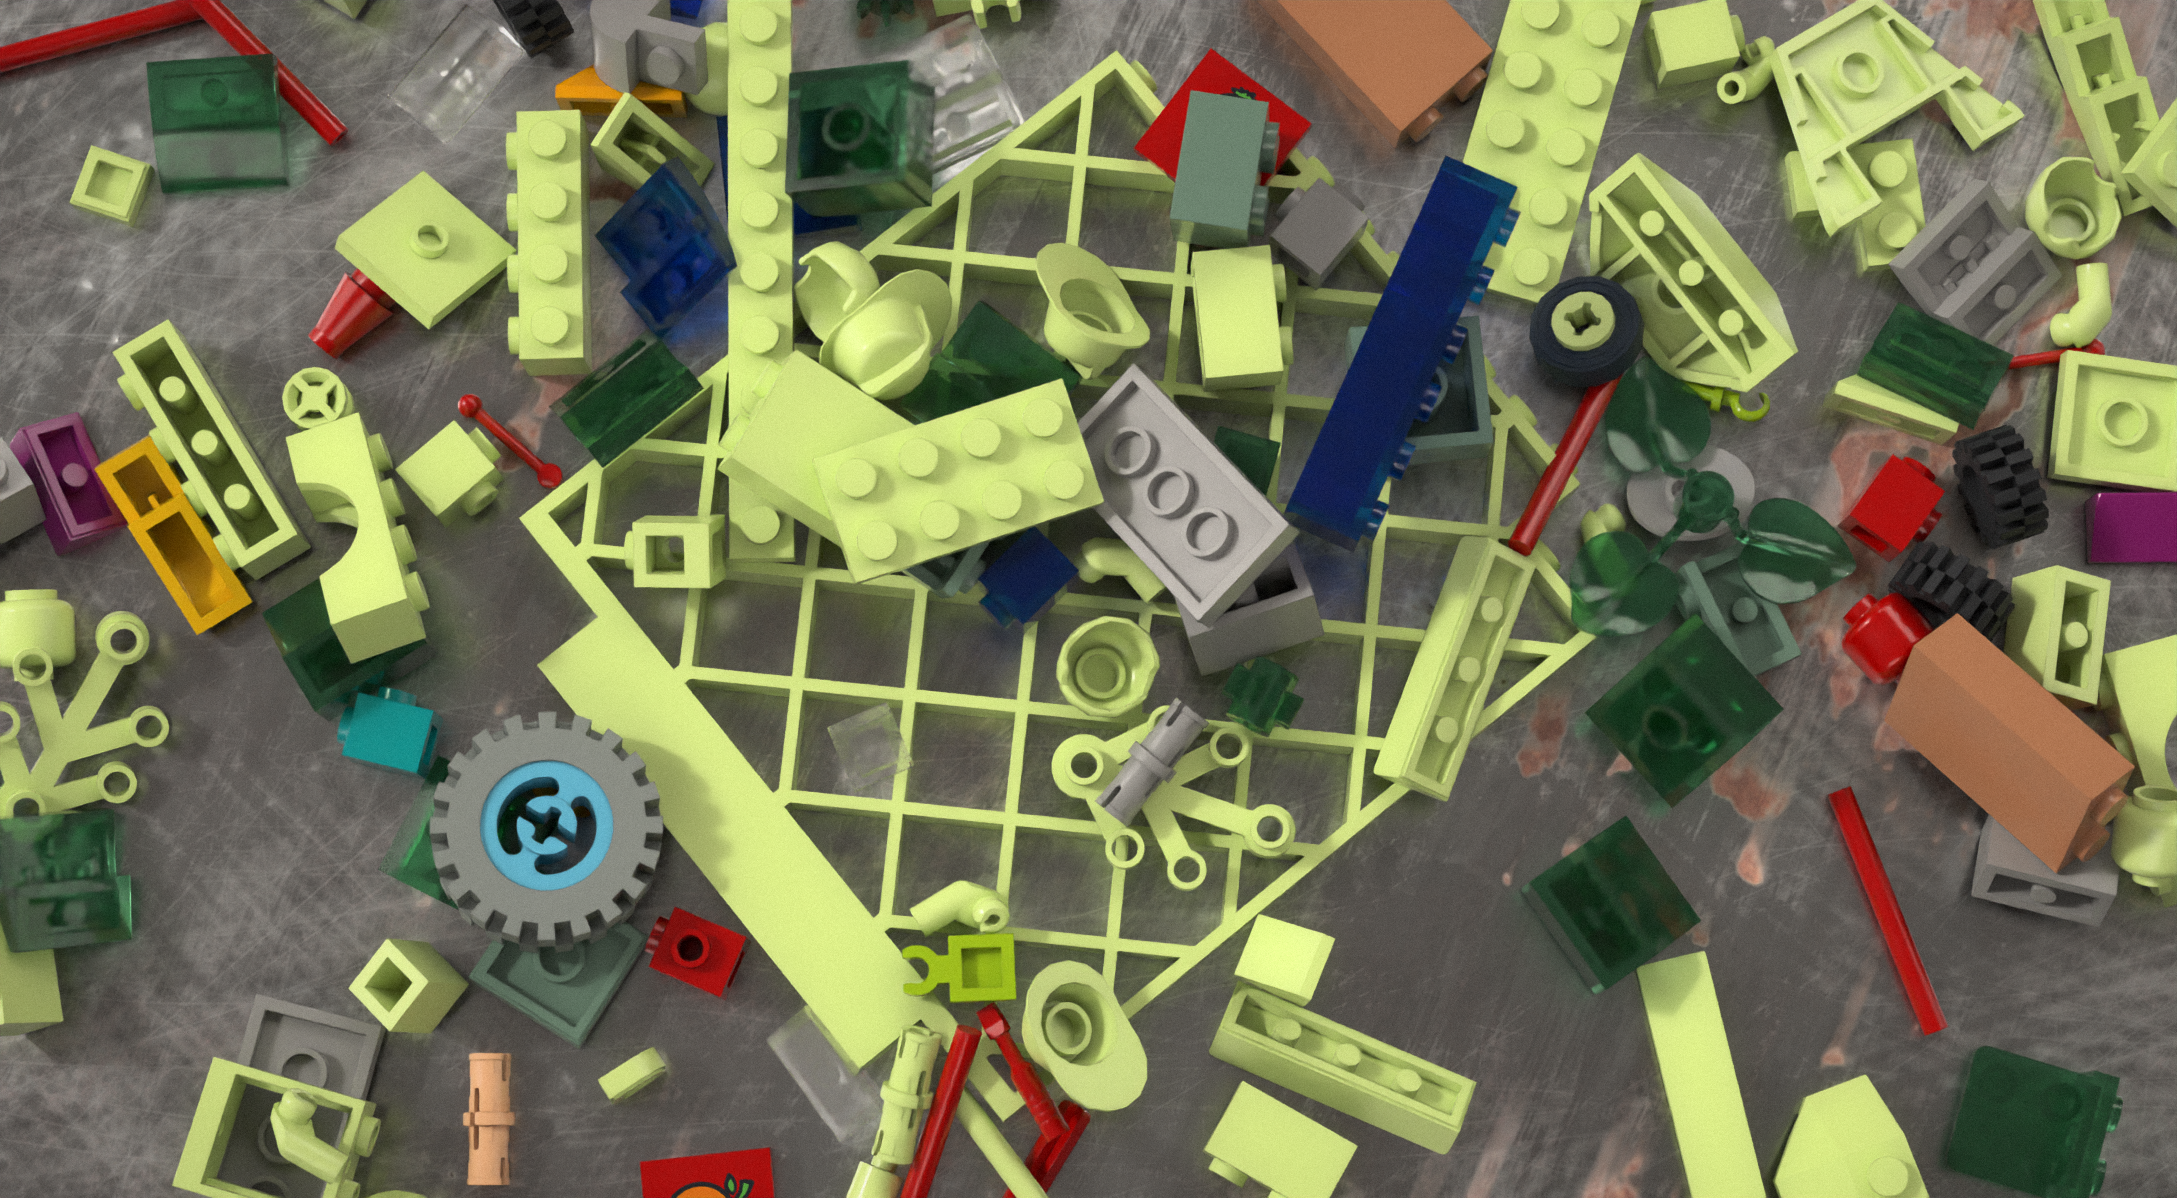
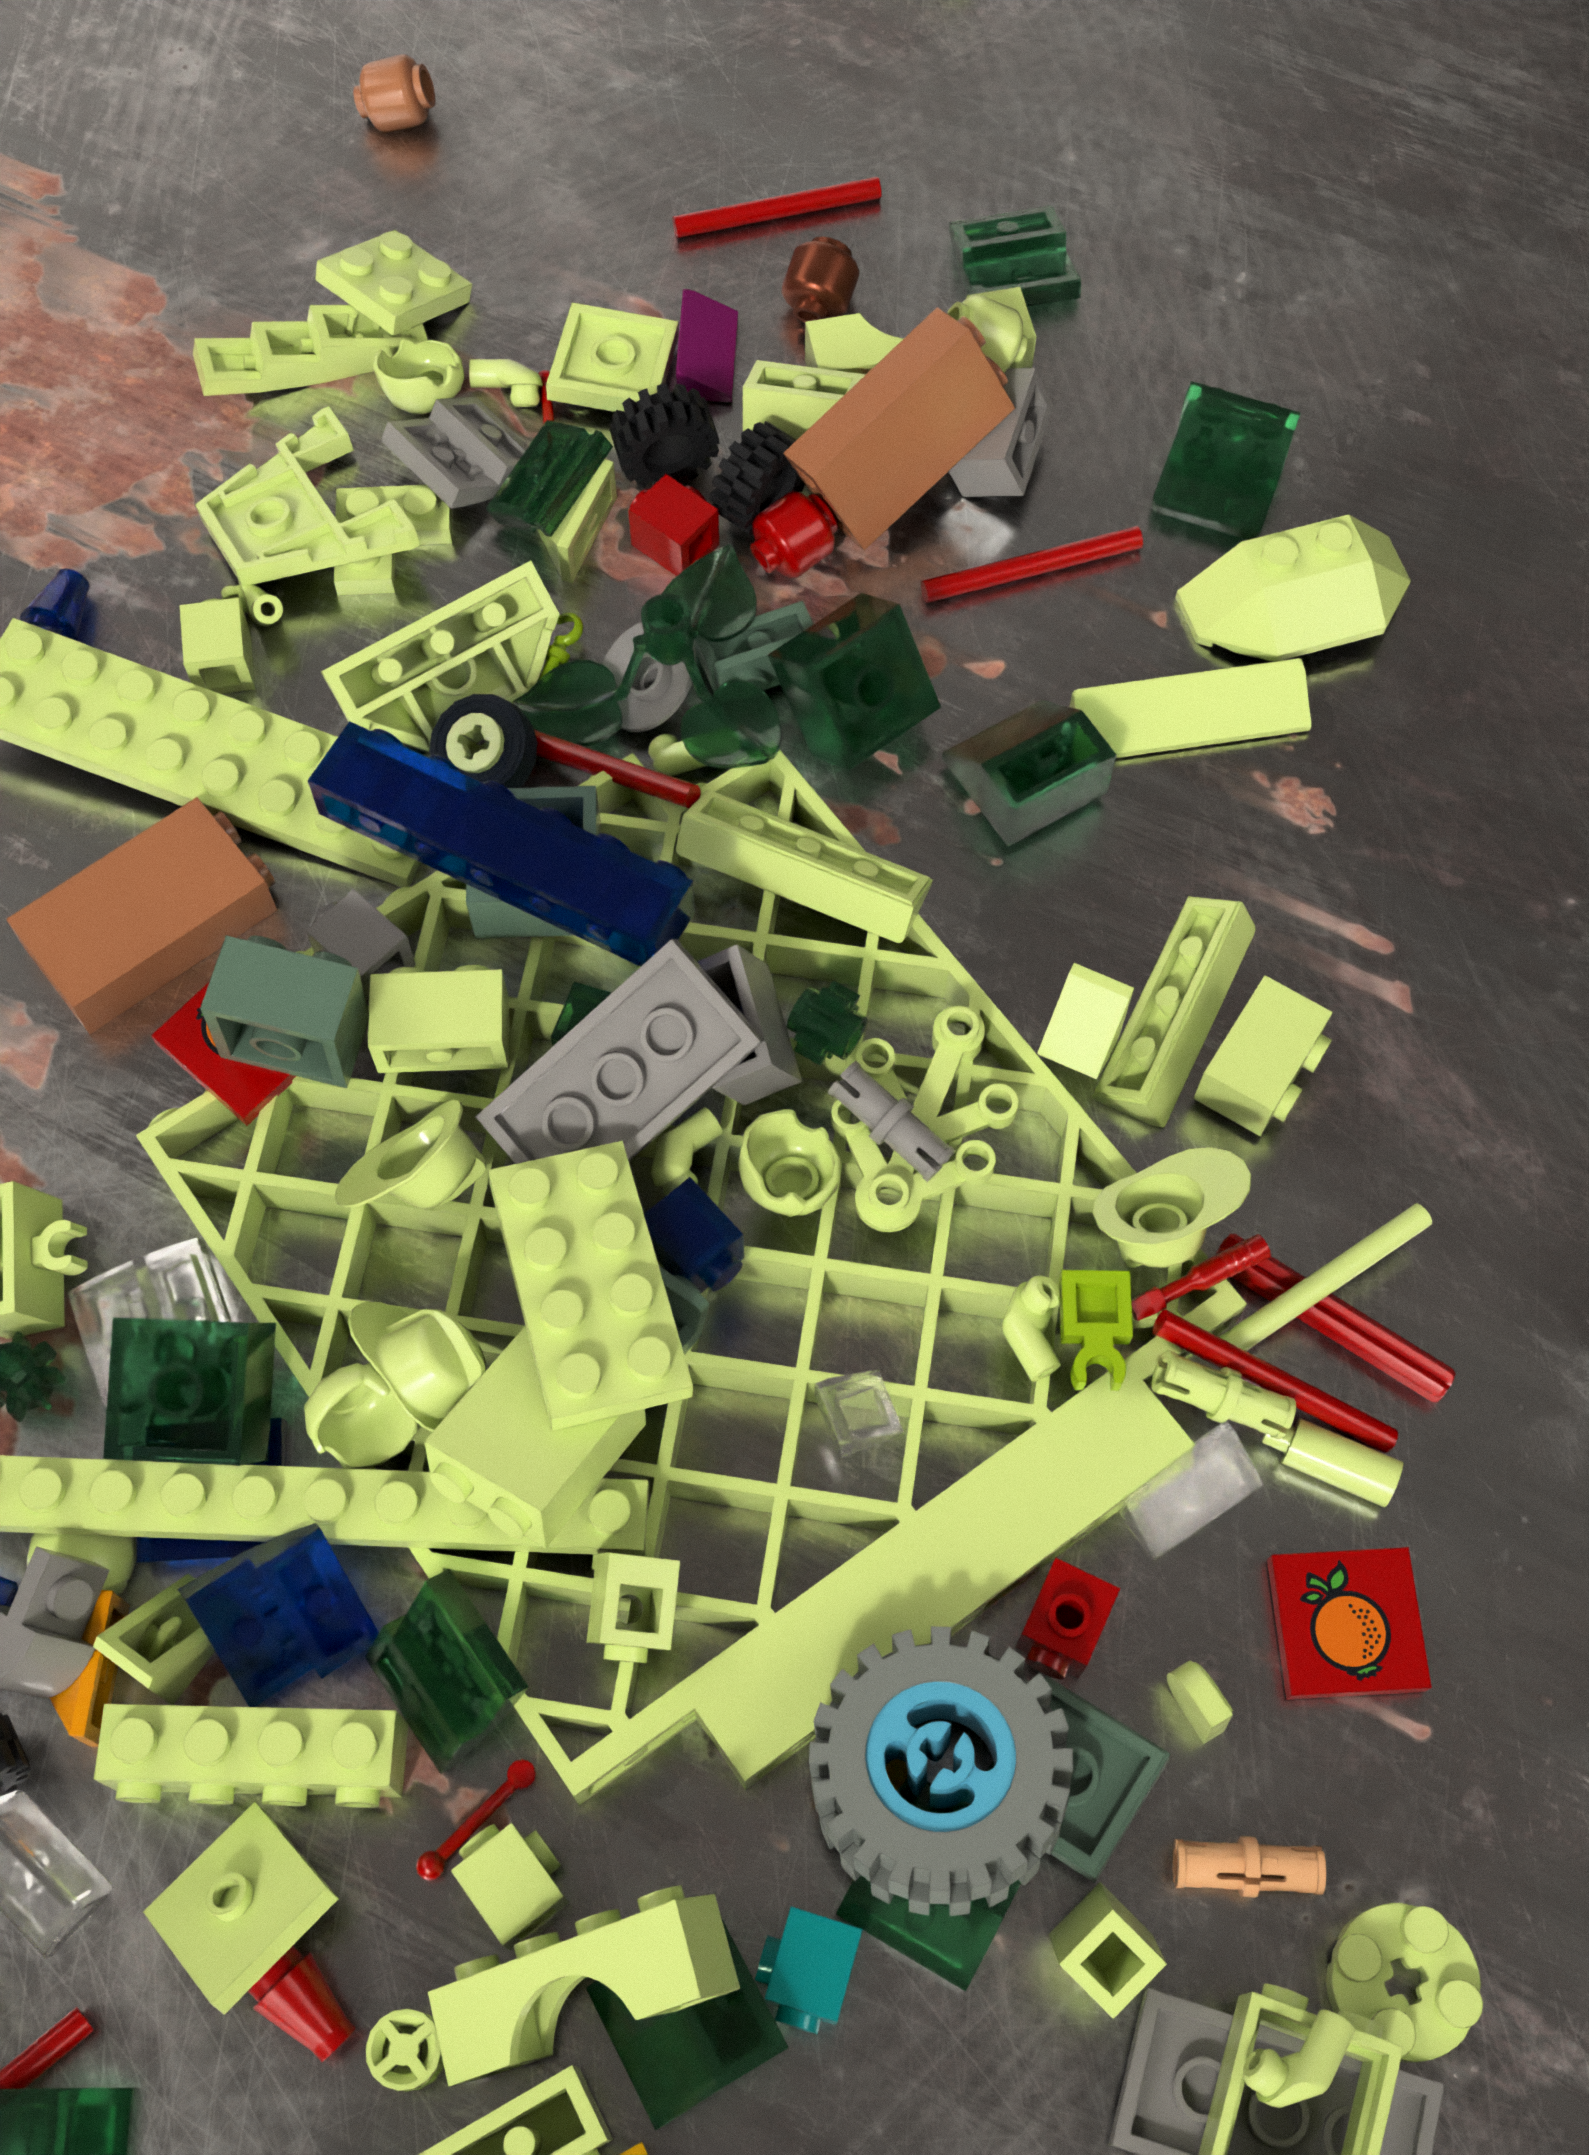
camera: 85 degrees left, 15 degrees down
(984, 363) = (466, 1271): clear green slope -> none

